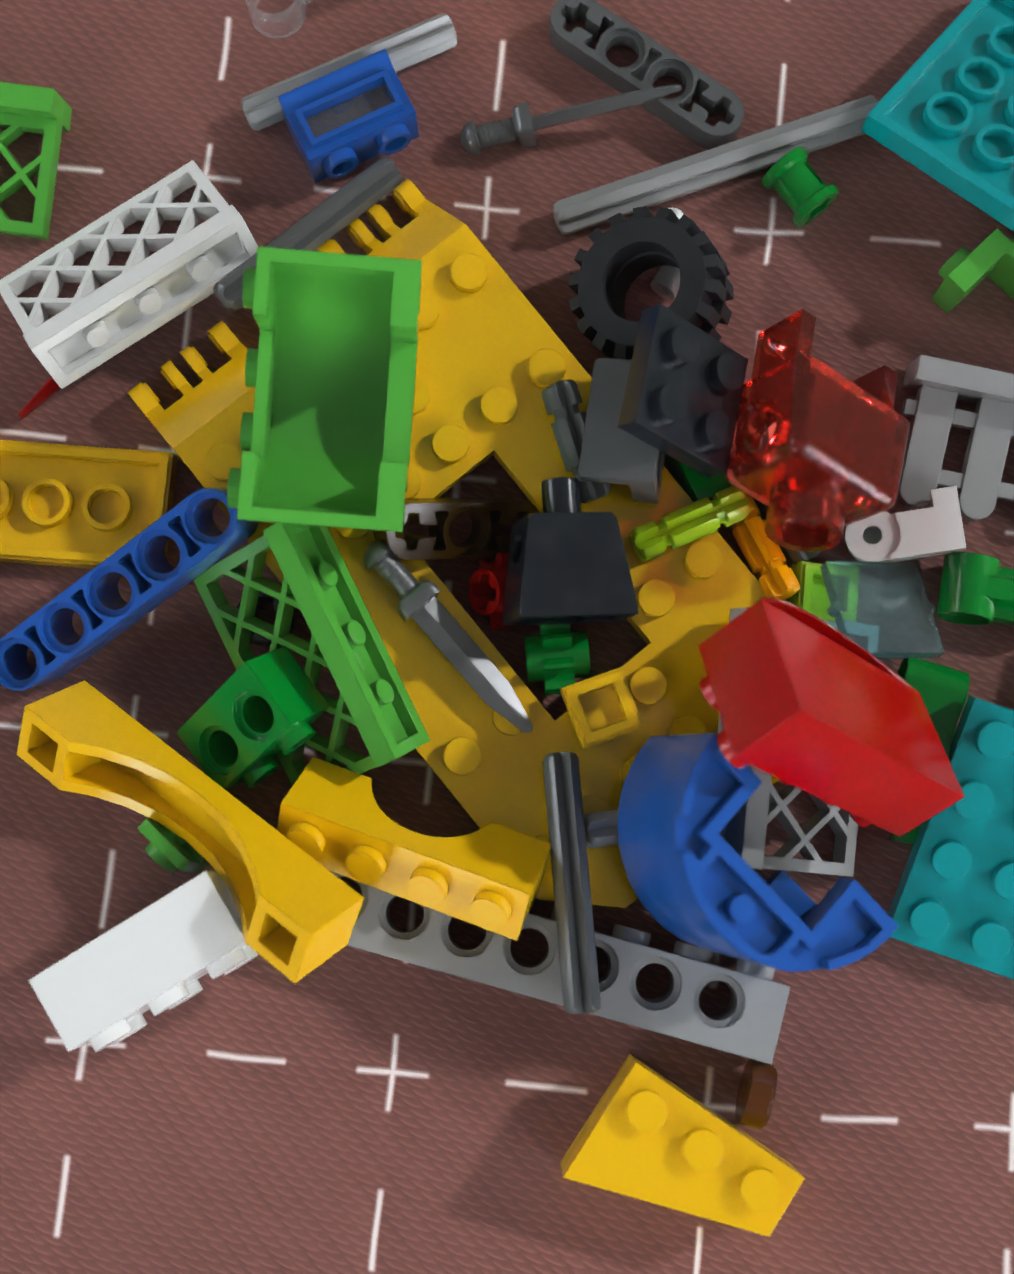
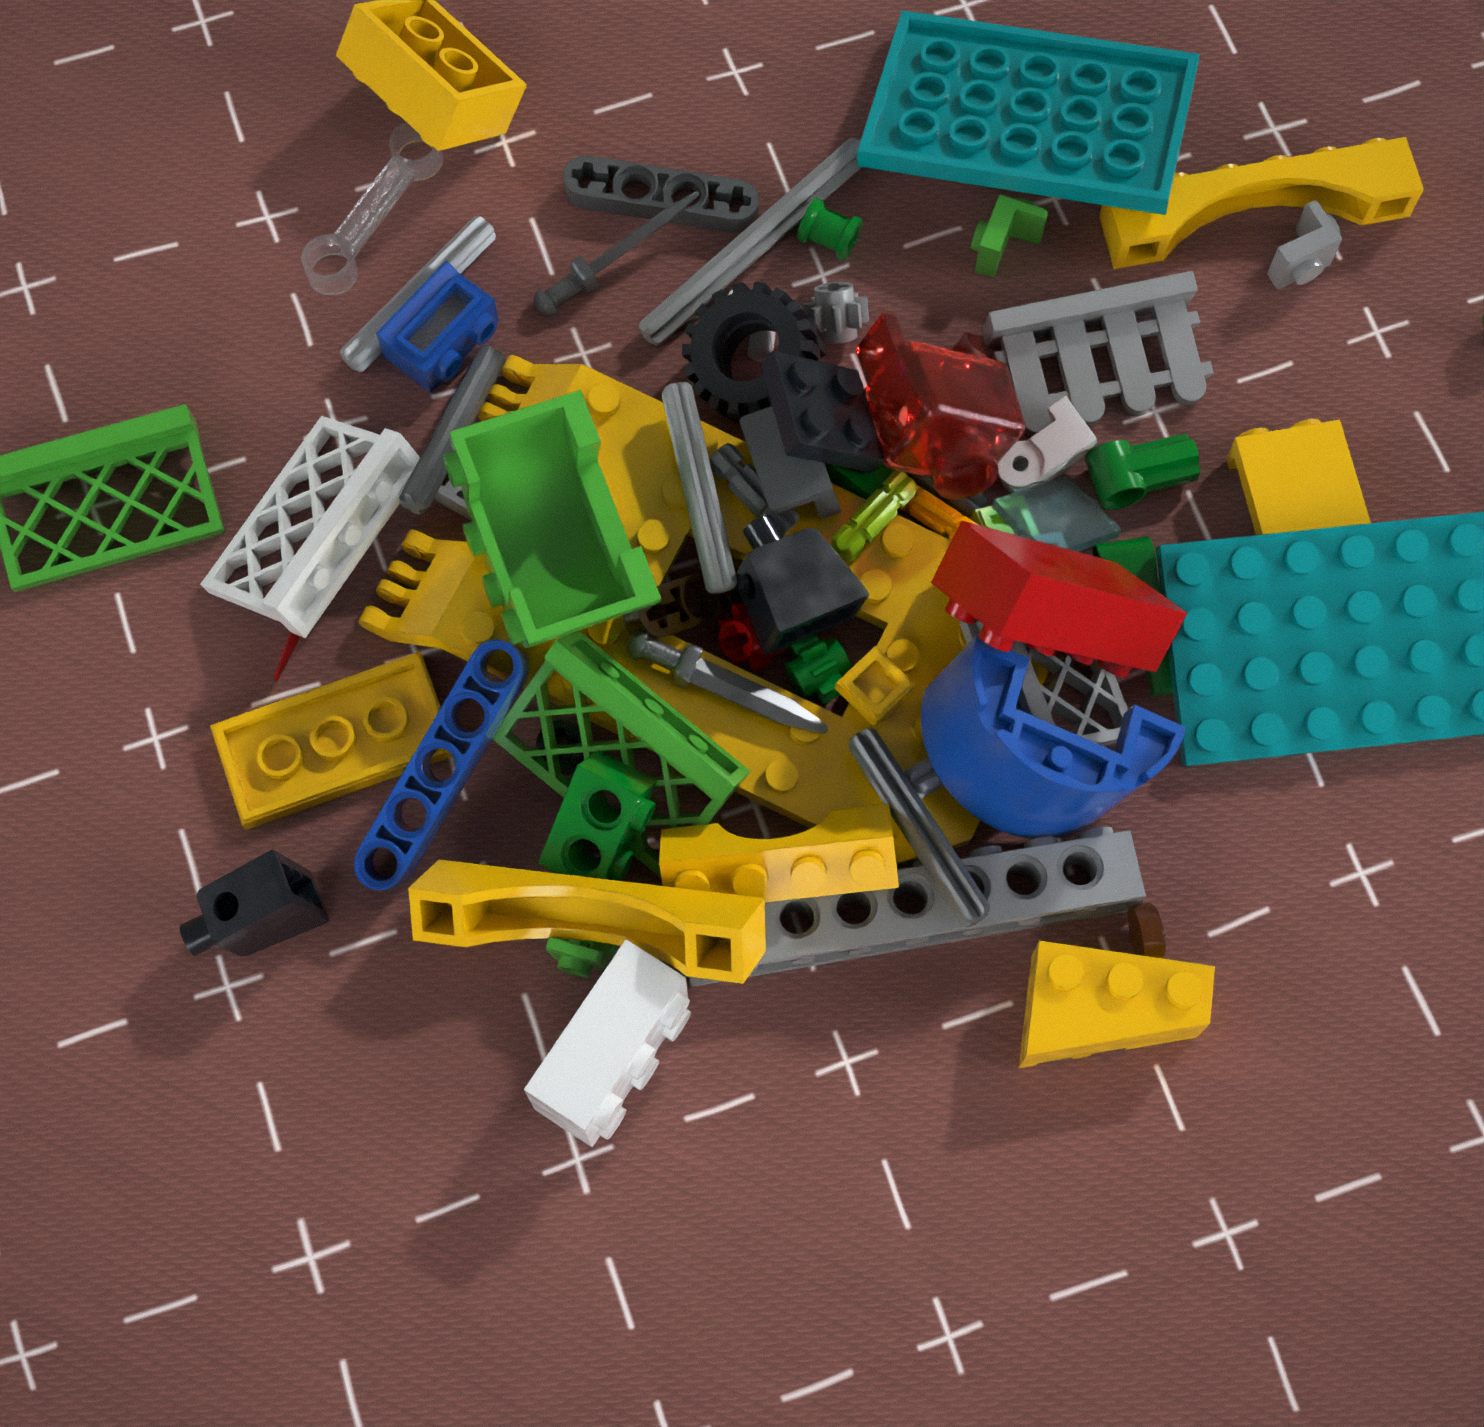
camera: 25 degrees left, 10 degrees down
(519, 413) = (699, 488): none -> light grey axle
(762, 281) = (837, 311): none -> light grey gear

